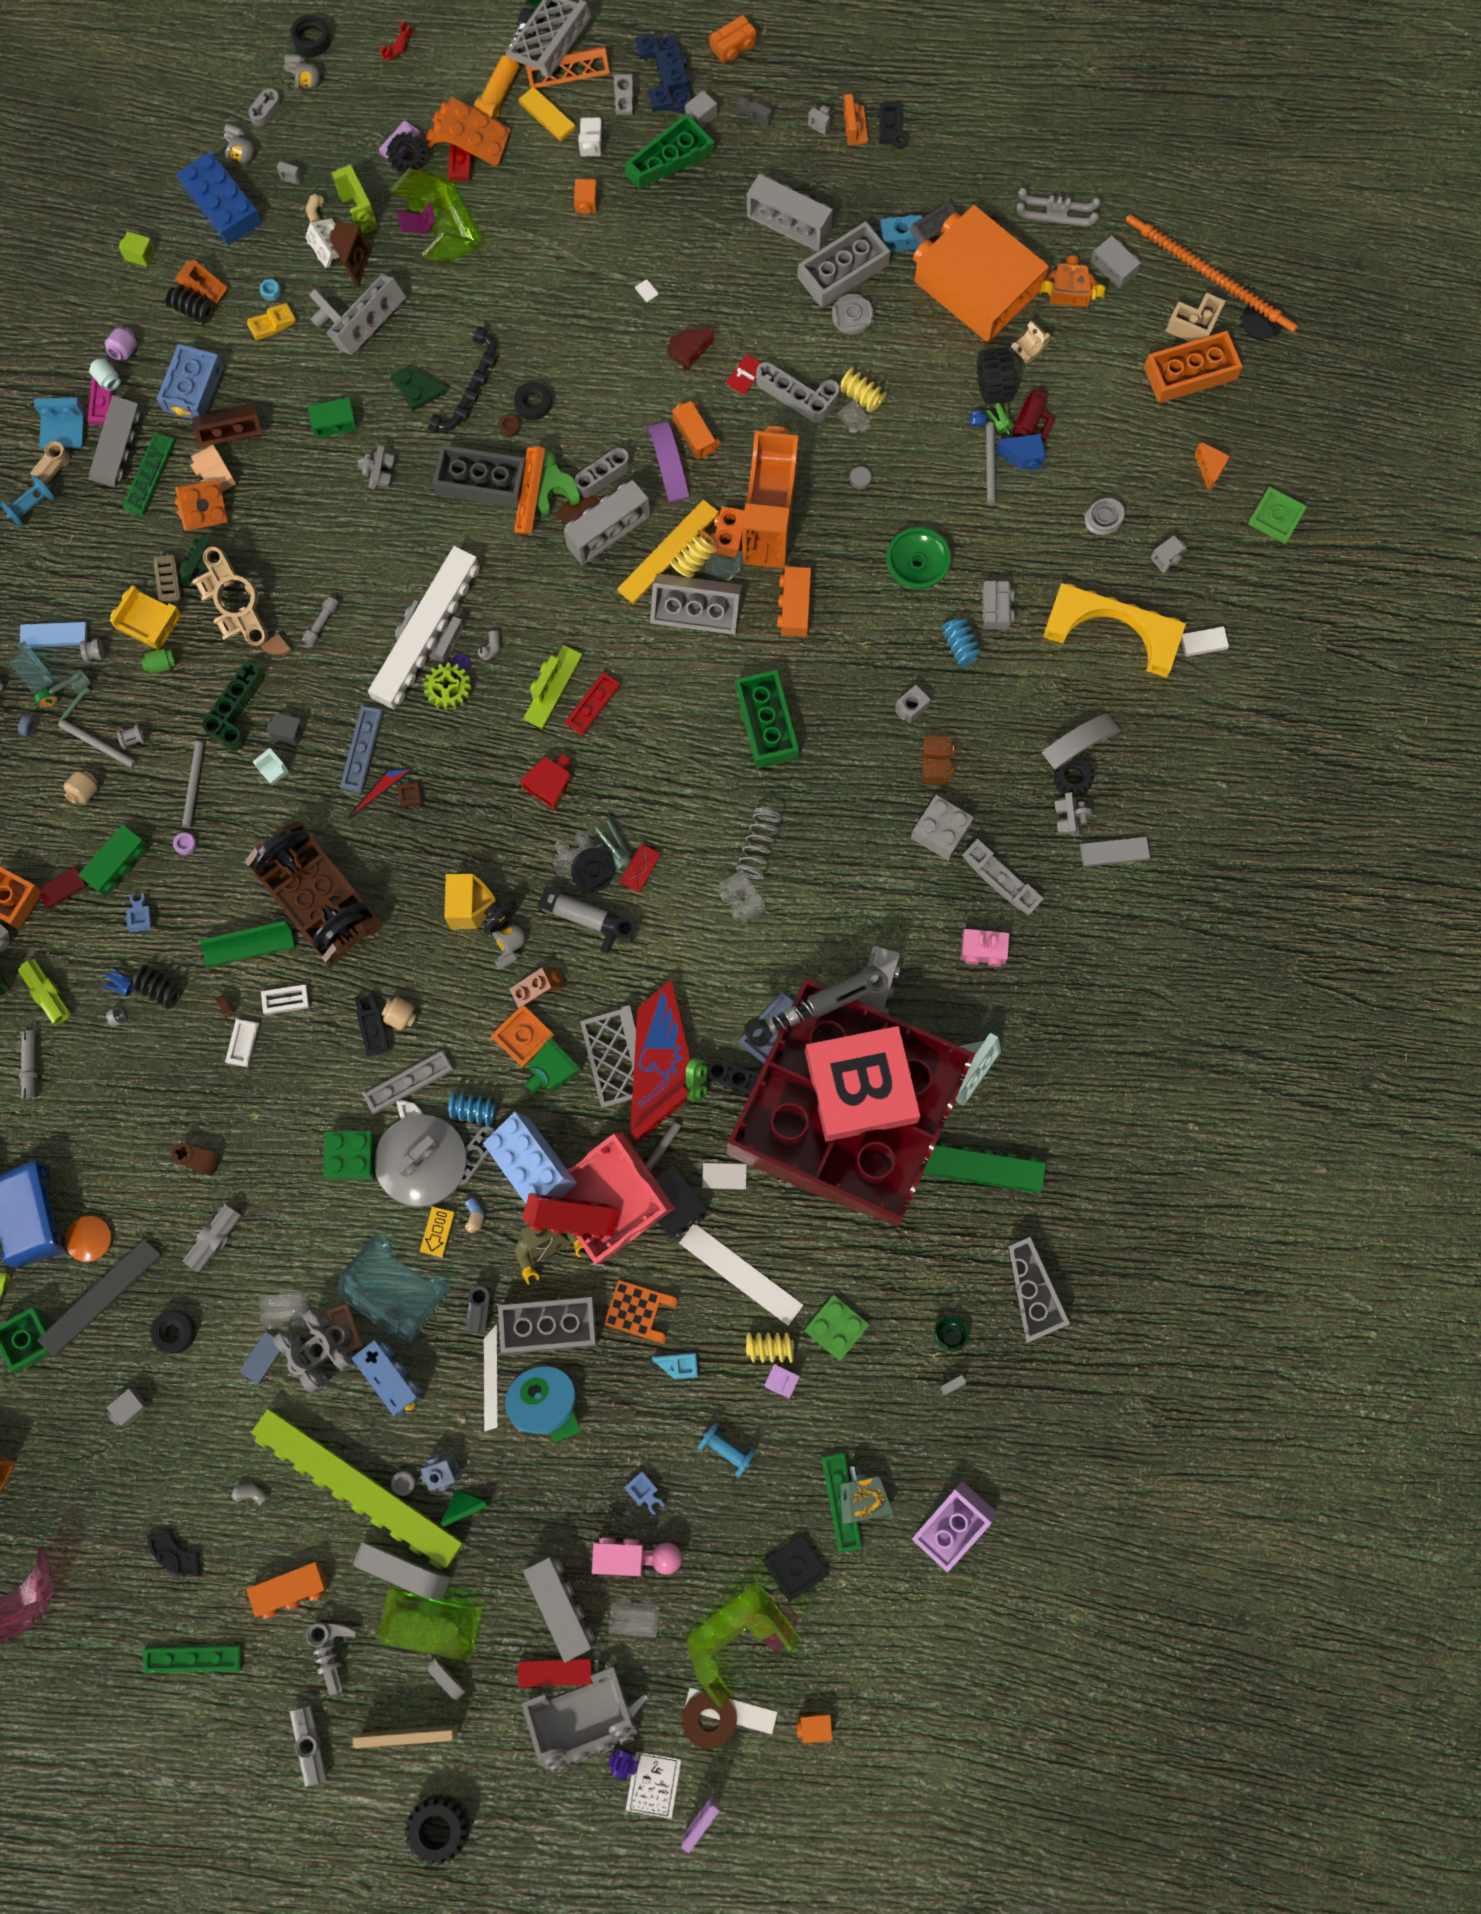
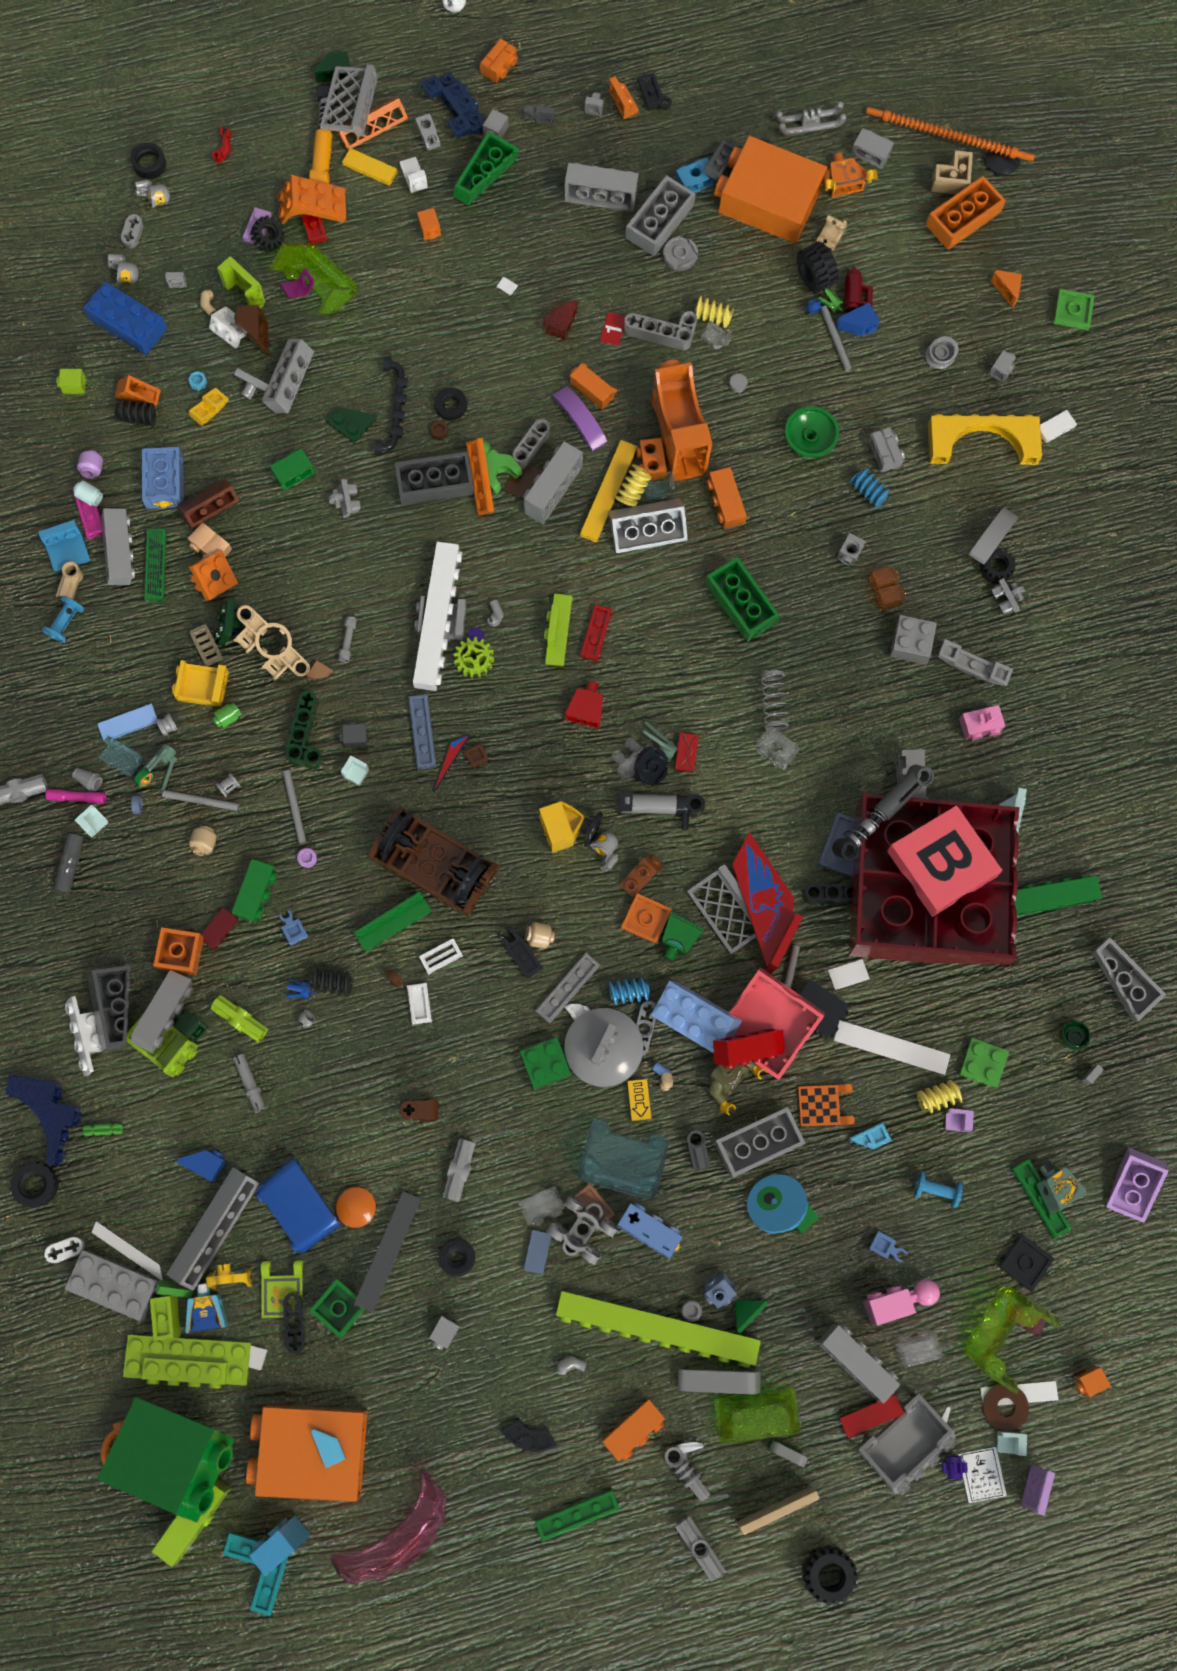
camera: 25 degrees left, 0 degrees up
(490, 1380) = (728, 1203): white sticker -> none
(696, 1079) = (799, 904): bright green plate -> none
(698, 1761) = (1012, 1443): none -> light aqua panel
(1114, 852) = (1051, 614): light grey tile -> none

